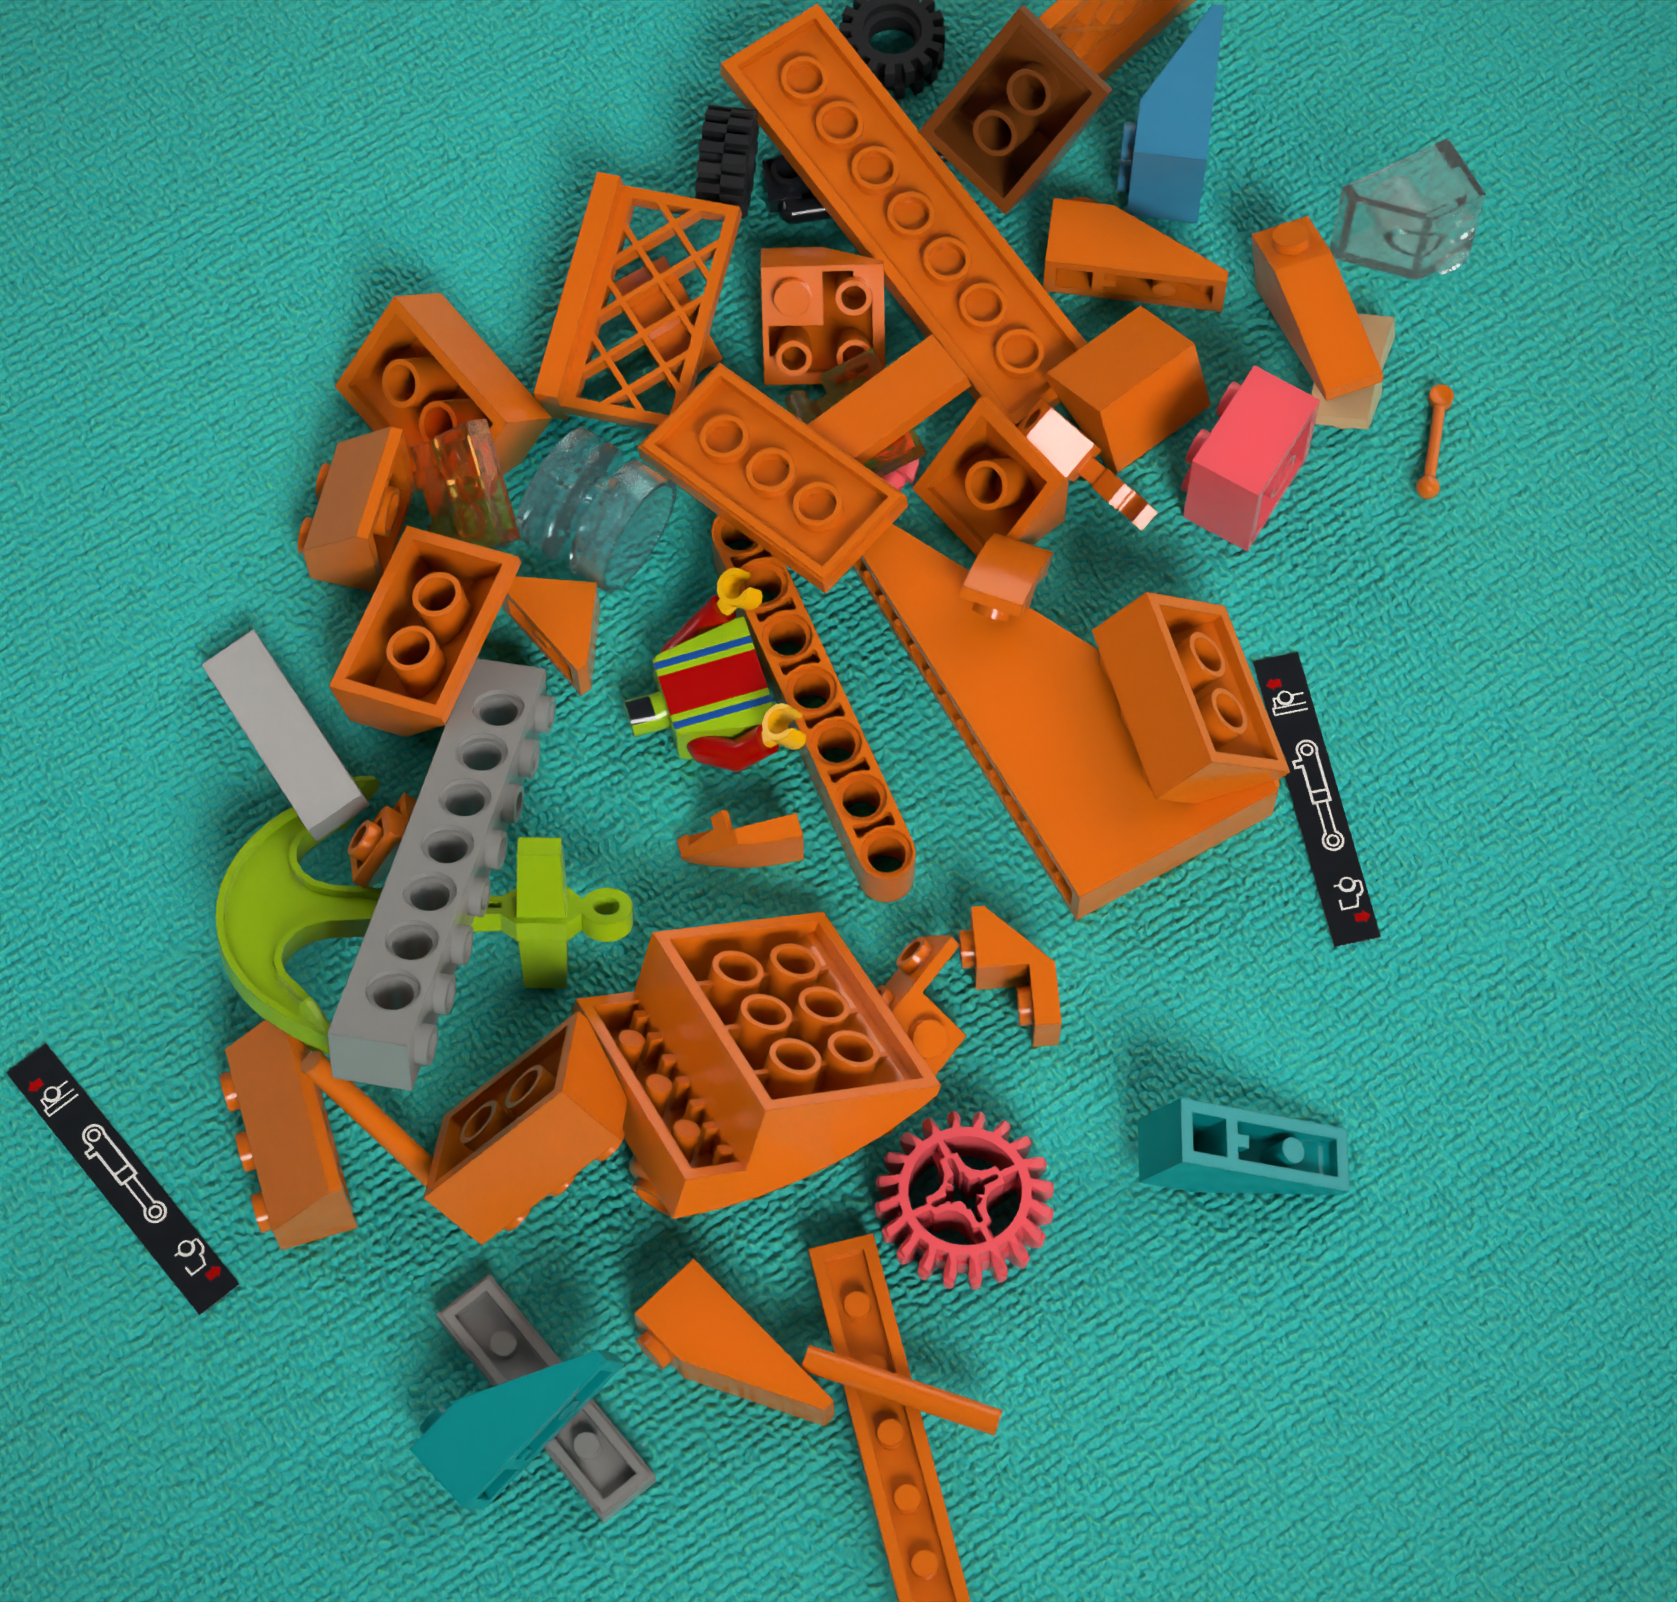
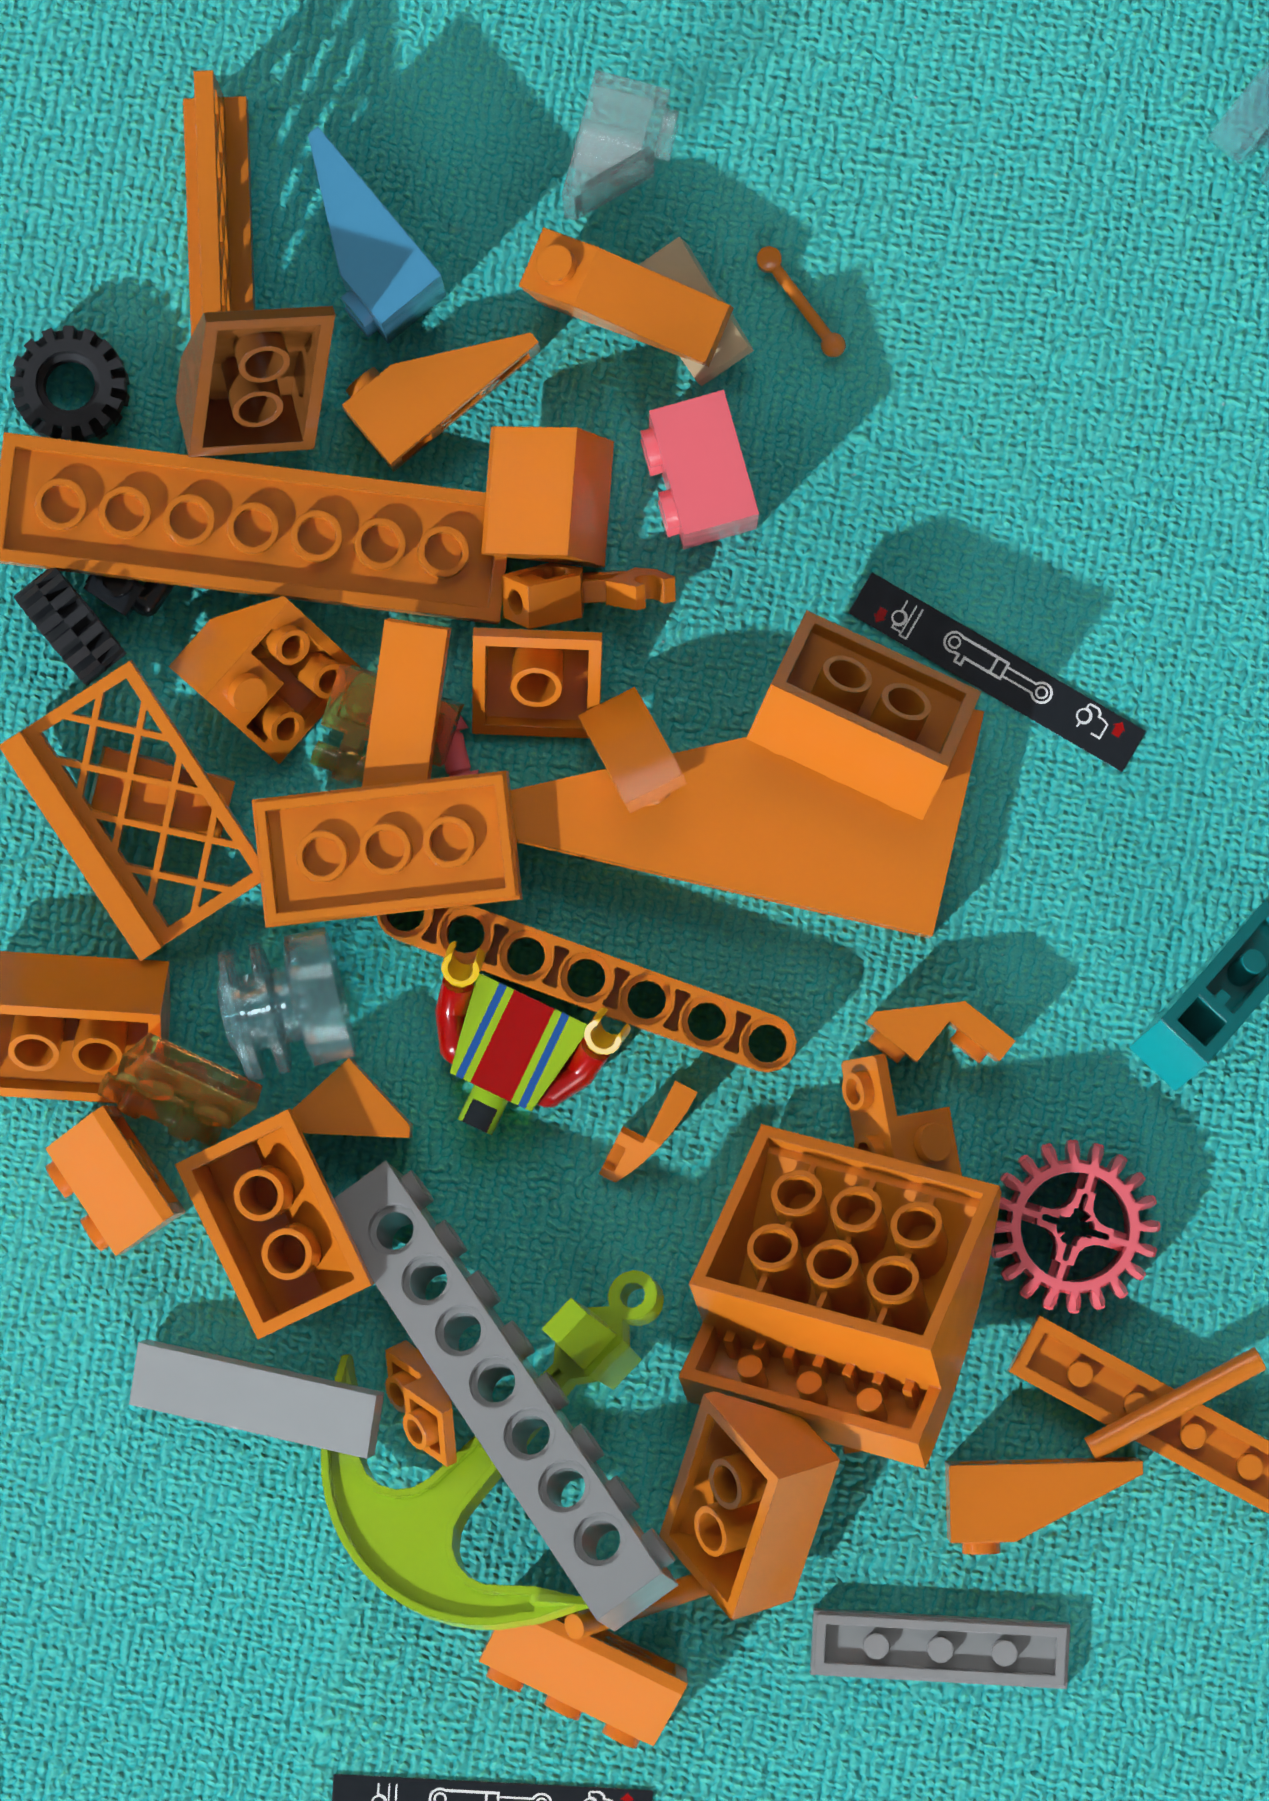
camera: 45 degrees left, 20 degrees up
(497, 1432) = (944, 1705): teal slope -> none

